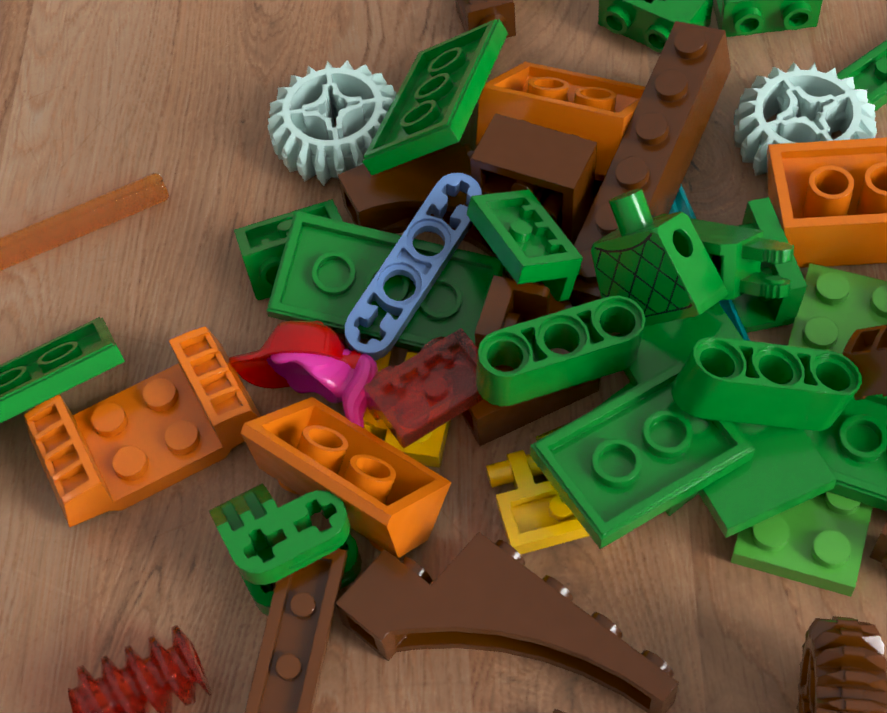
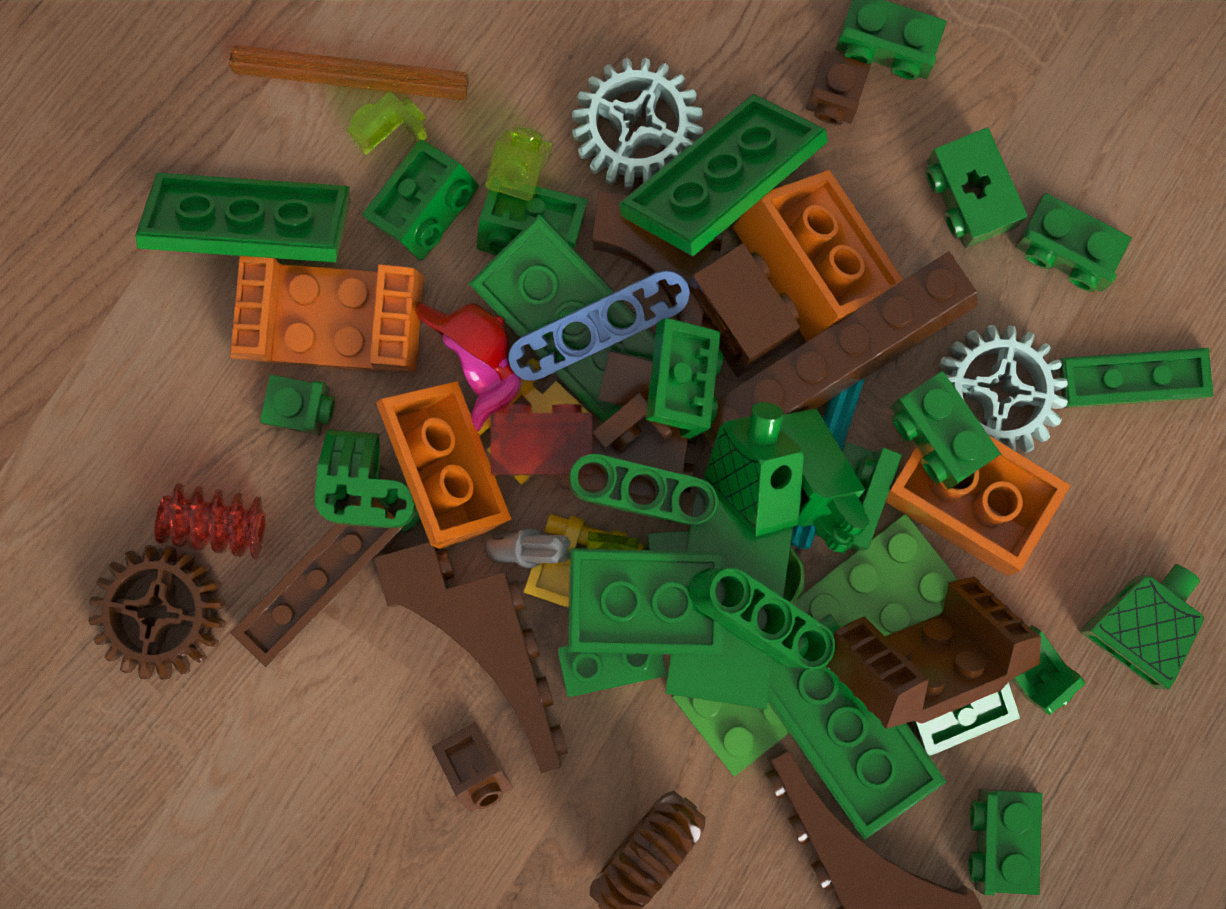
camera: 25 degrees right, 25 degrees up
(101, 244) = (377, 121): none -> clear neon green bracket
(165, 528) = (297, 405): none -> green bracket
(177, 284) = (421, 199): none -> green bracket
(249, 202) = (518, 163): none -> clear neon green bracket
(466, 296) = (625, 378): none -> reddish brown tile
(487, 496) = (528, 548): none -> light grey axle
(652, 558) = (602, 671): none -> green bracket
(788, 153) = (943, 431): none -> green bracket

